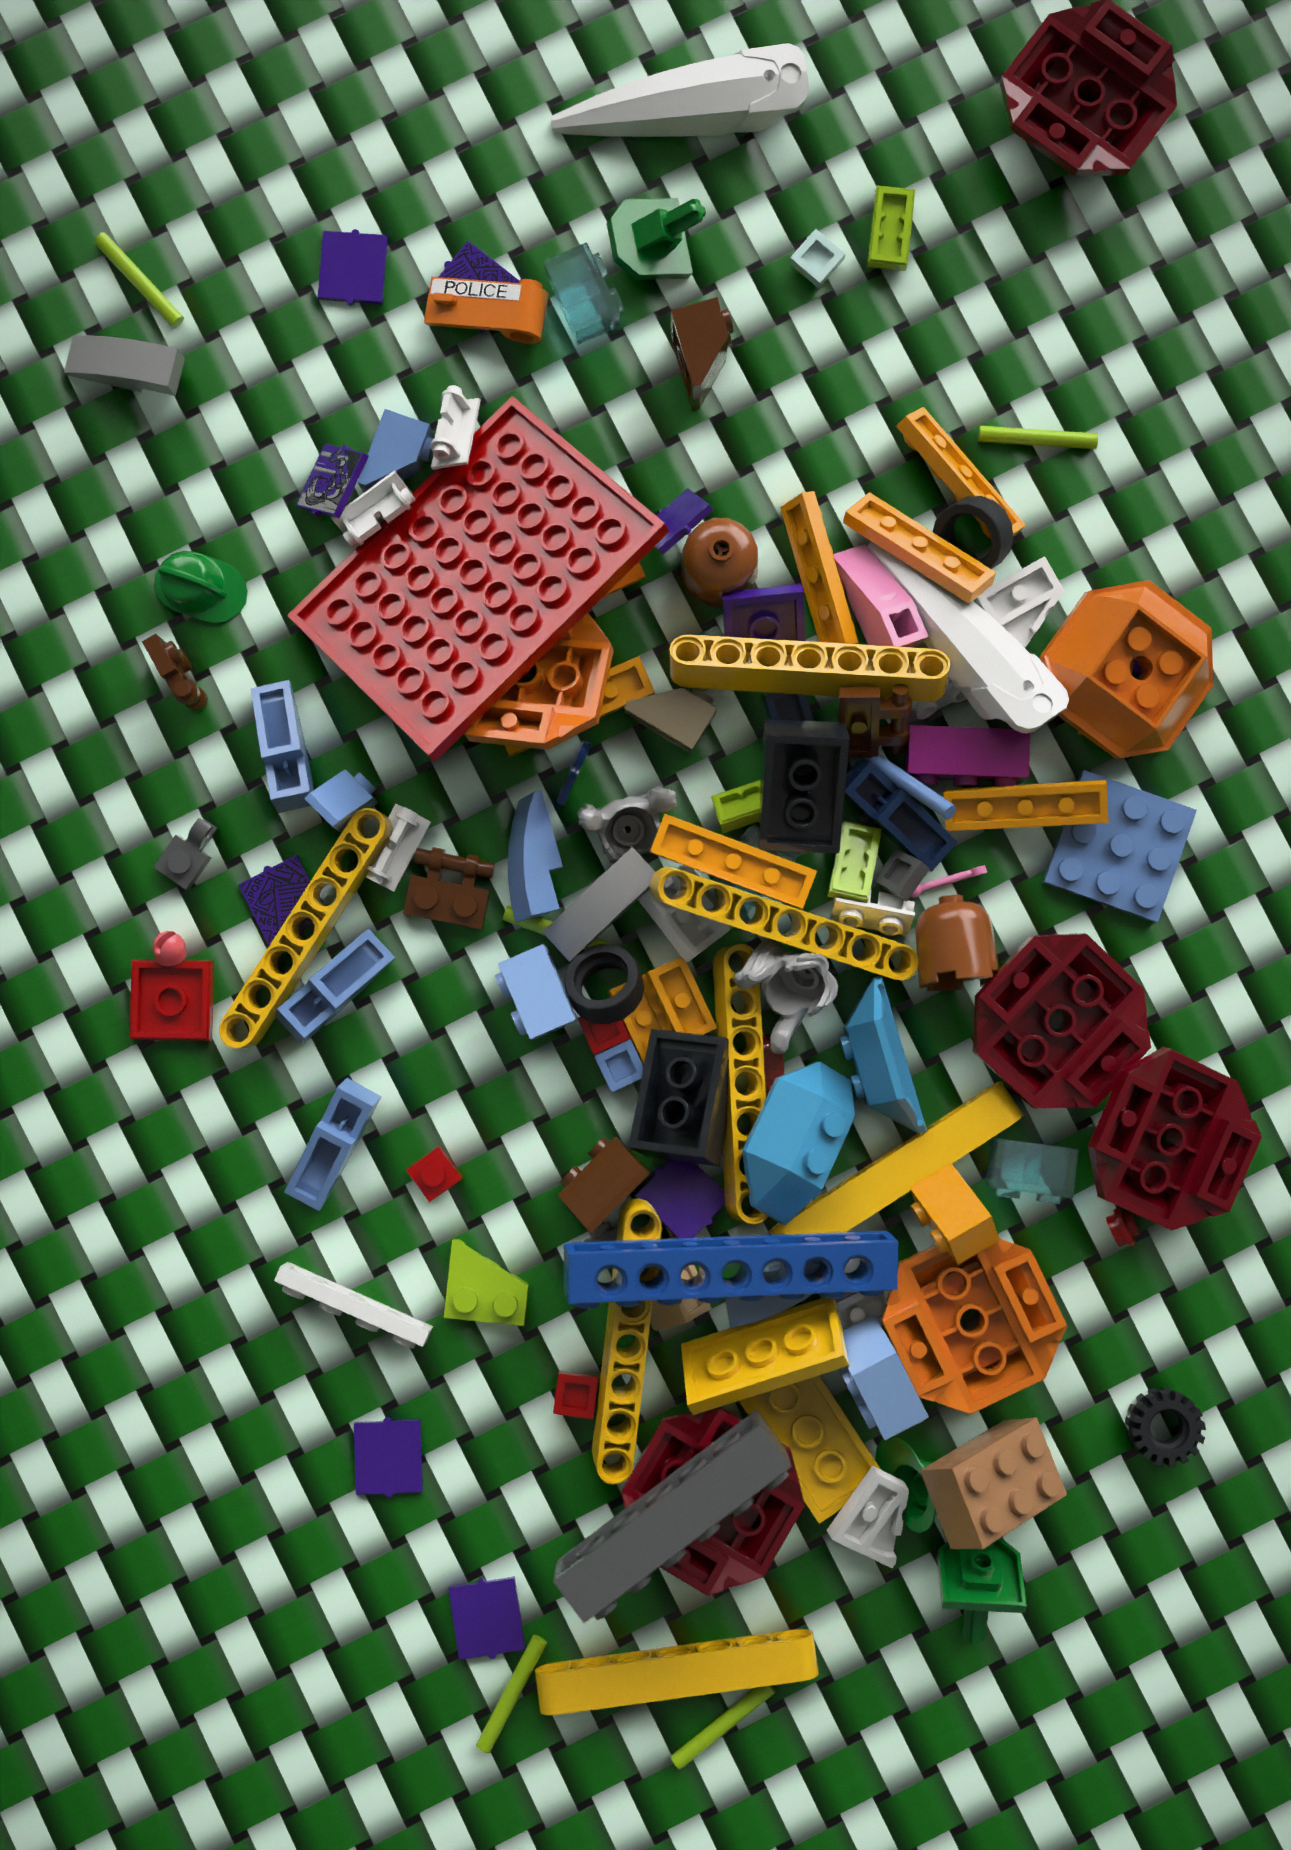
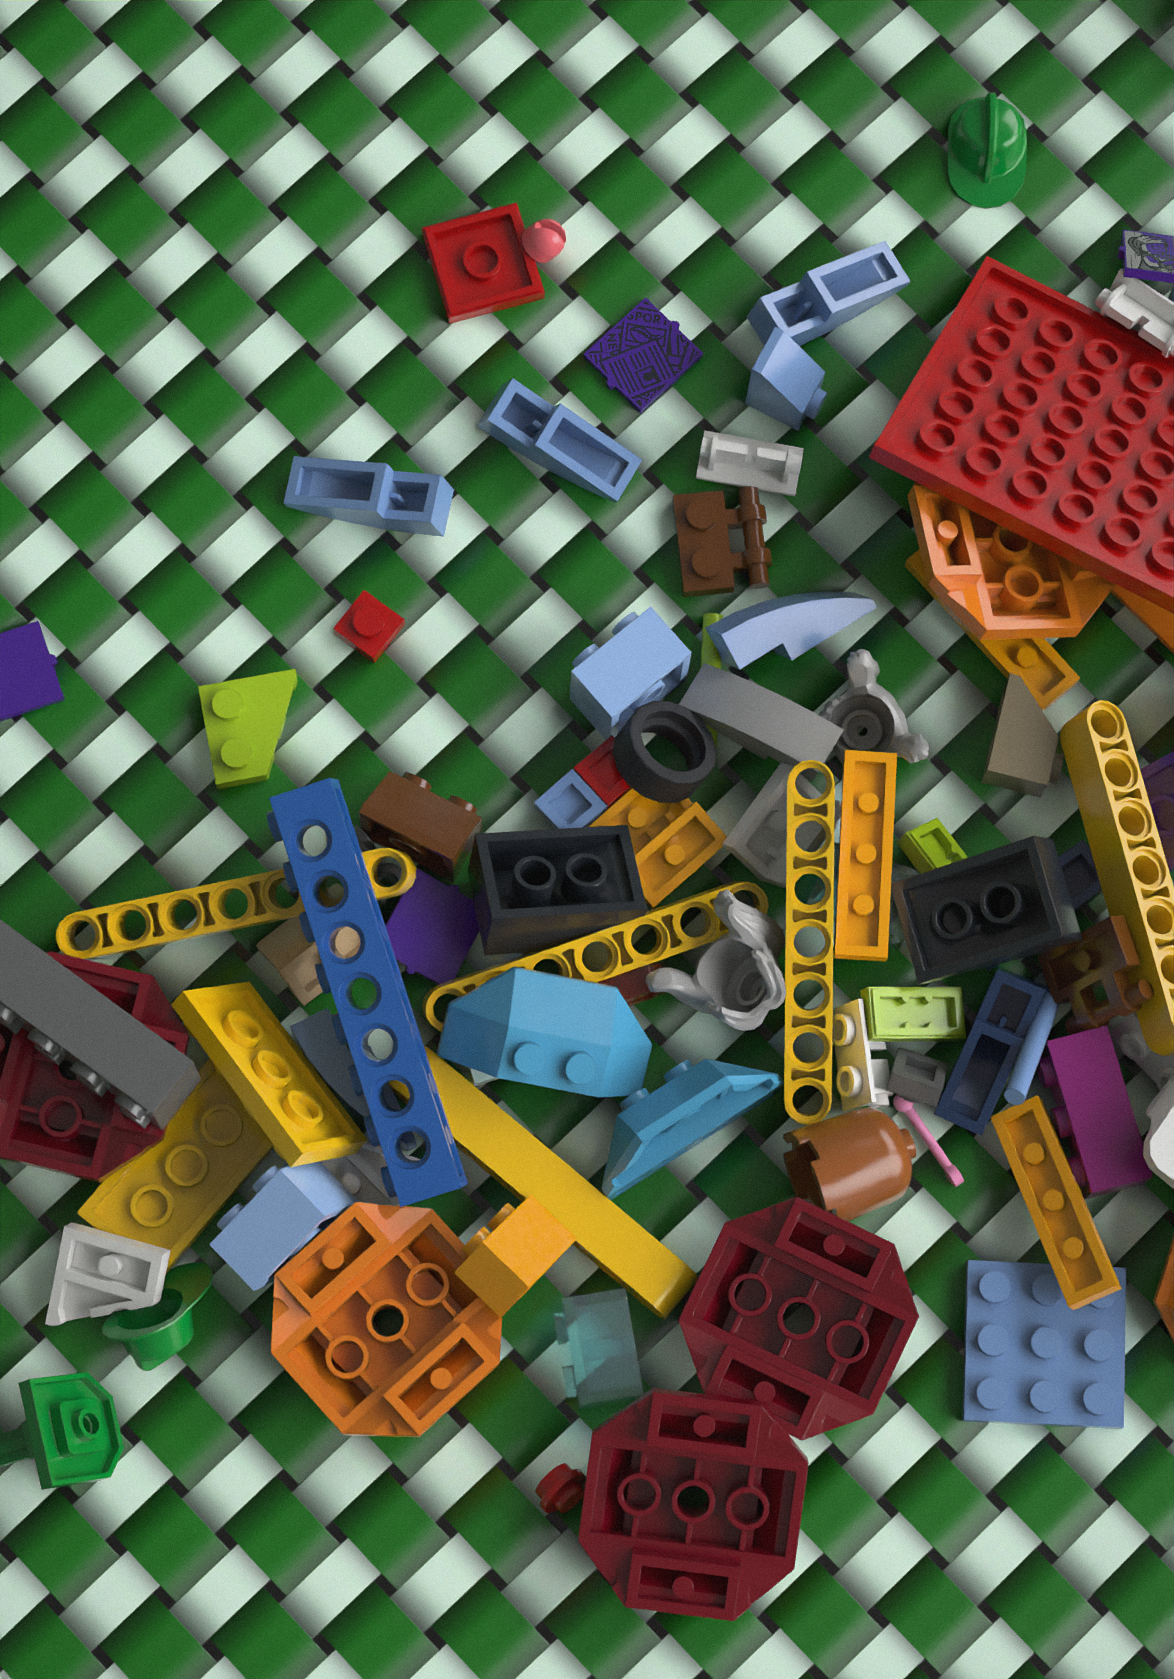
camera: 60 degrees right, 10 degrees down
(174, 668) = (876, 147): reddish brown plate -> none
(185, 858) = (657, 226): dark grey plate -> none
(288, 937) = (601, 369): yellow beam -> none
(337, 1298) = (184, 555): white plate -> none
(573, 772) = (910, 637): clear blue piece -> none
(575, 1394) = (149, 869): red plate -> none
(993, 1483) = (193, 1405): medium nougat brick -> none
(1187, 1437) = (290, 1613): black tyre -> none

